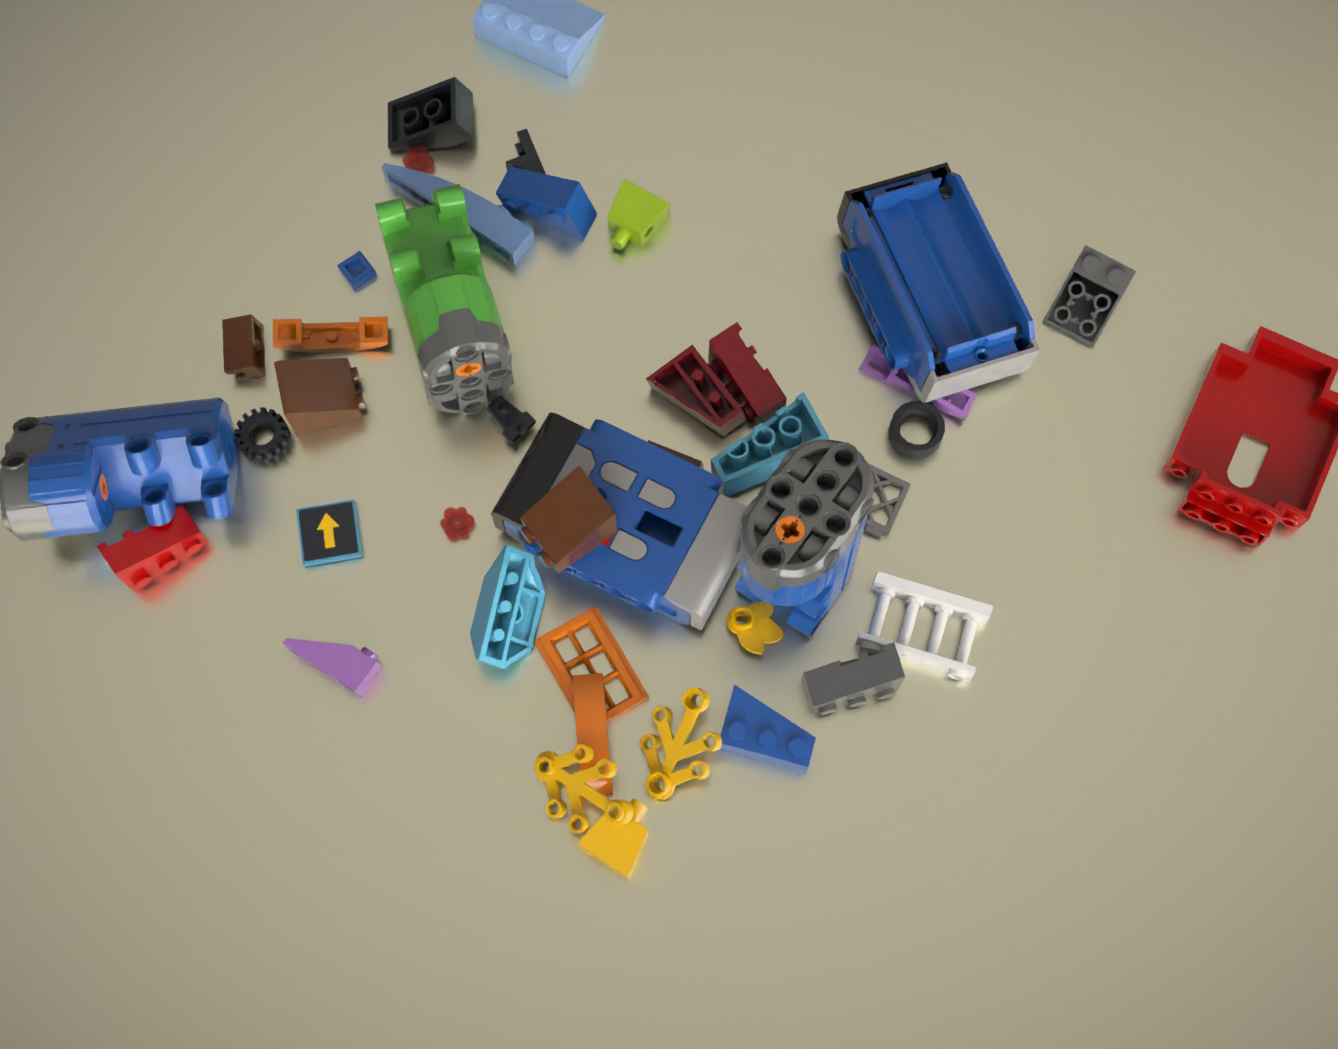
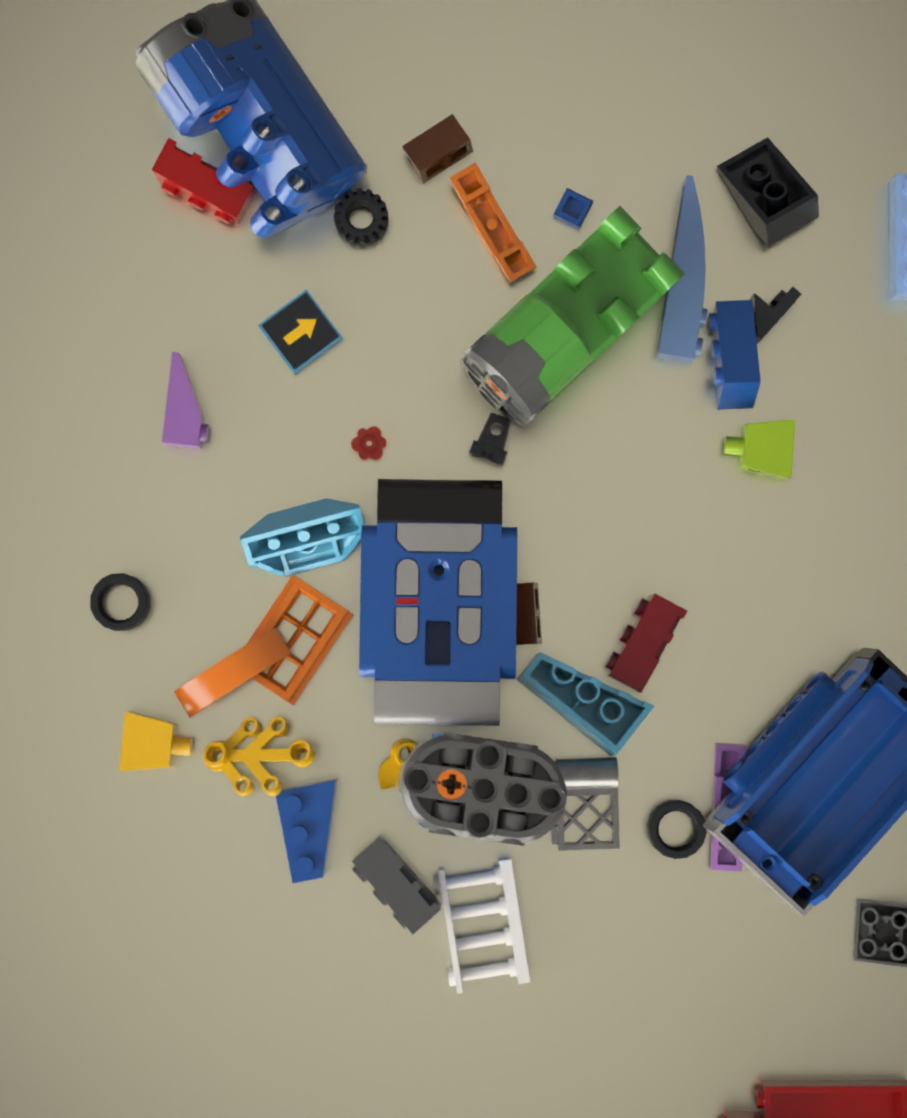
camera: 60 degrees right, 15 degrees up
(319, 393) = (425, 248): reddish brown slope -> none
(418, 160) = (723, 197): clear red plant -> none
(455, 793) = (98, 611): none -> black tyre
(569, 521) = (393, 559): reddish brown slope -> none
(577, 786) = (174, 686): yellow plant -> none
(698, 391) = (608, 604): dark red wedge -> none

